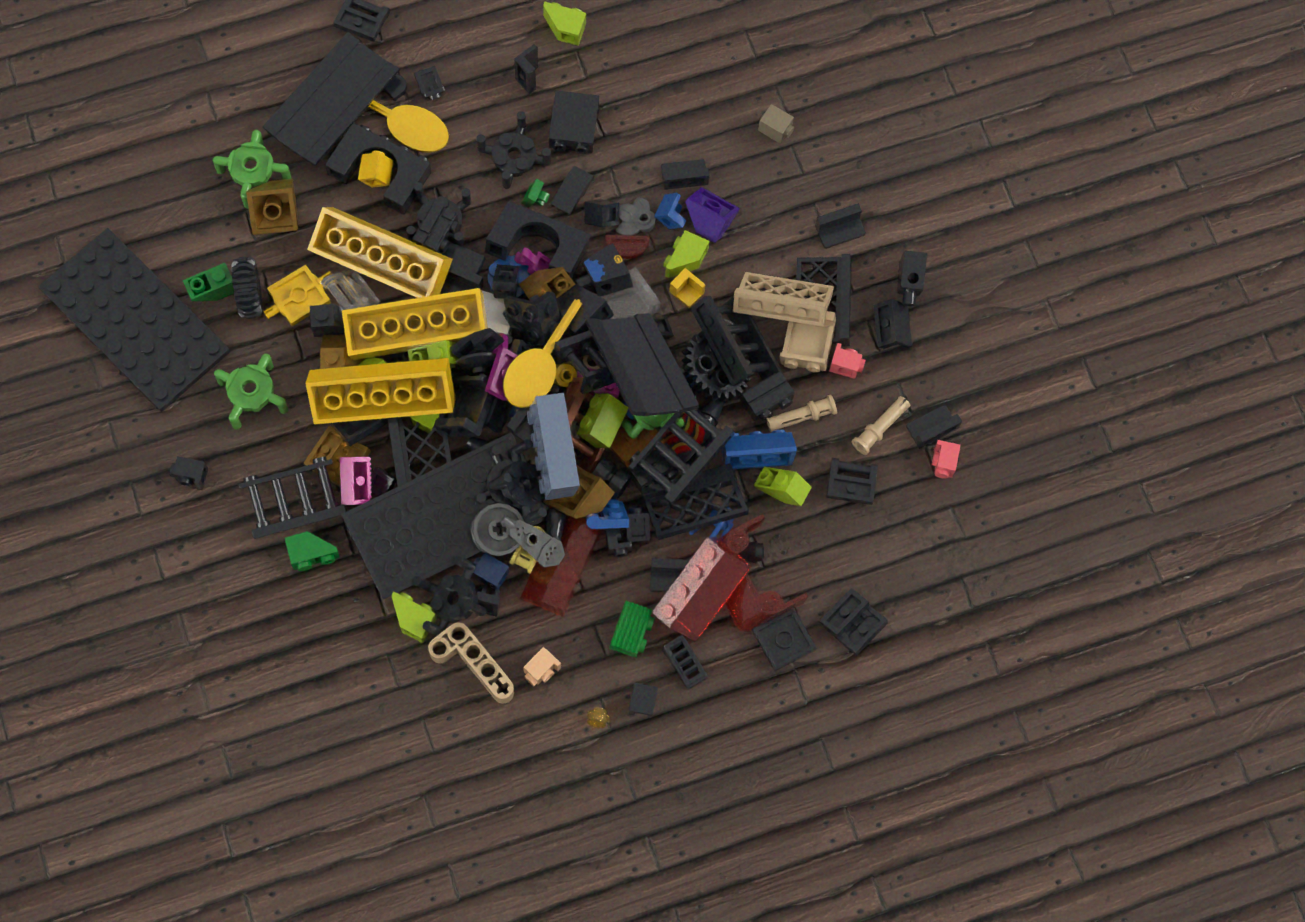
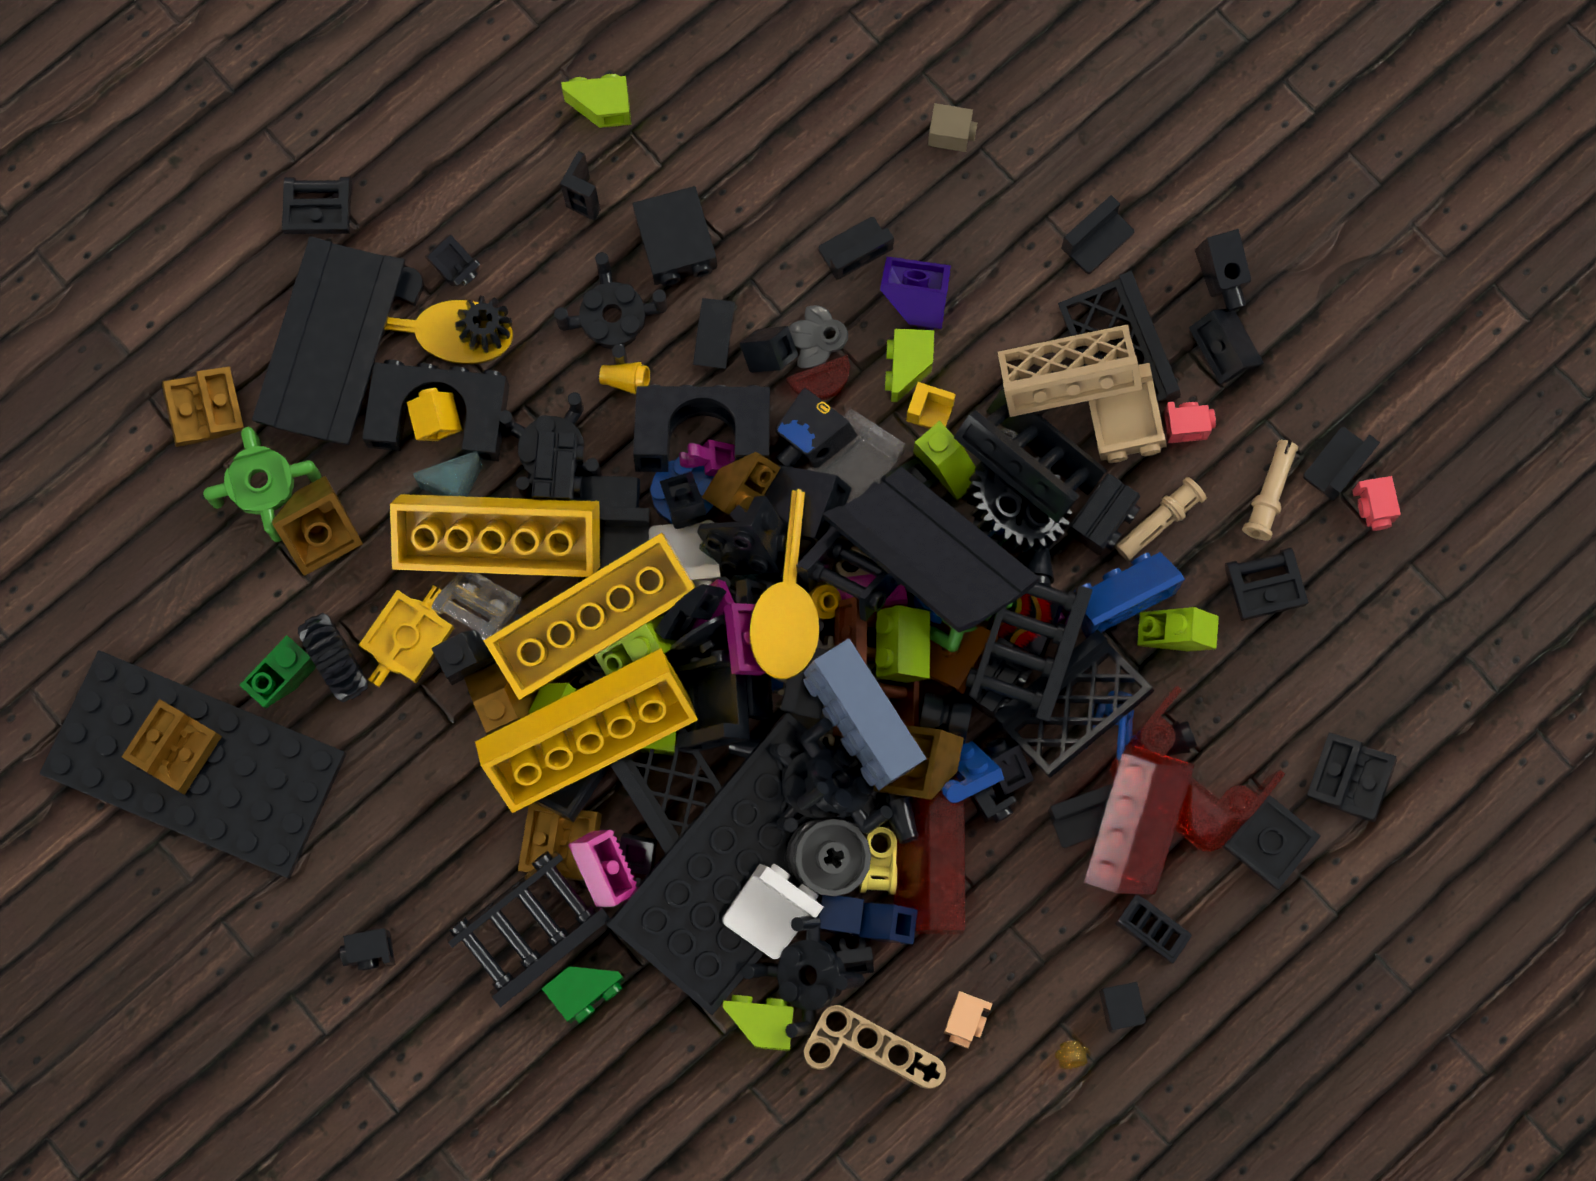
camera: 15 degrees left, 5 degrees up
(125, 301) = (171, 746): none -> pearl gold slope
(237, 109) = (202, 406): none -> pearl gold slope
(250, 401) = (417, 809): bright green plate -> none
(370, 210) = (451, 477): none -> clear light blue slope
(436, 133) = (495, 327): none -> black gear
(443, 545) = (766, 908): none -> white bracket
(505, 193) = (625, 376): none -> yellow cone
(518, 588) = (888, 923): none -> dark blue brick
(535, 194) = (667, 361): green tile -> none
(540, 547) = (898, 856): dark grey piece -> none
(631, 629) = (1064, 914): green brick -> none
(669, 211) = (859, 310): blue panel -> none
(681, 321) = (945, 459): none -> lime slope

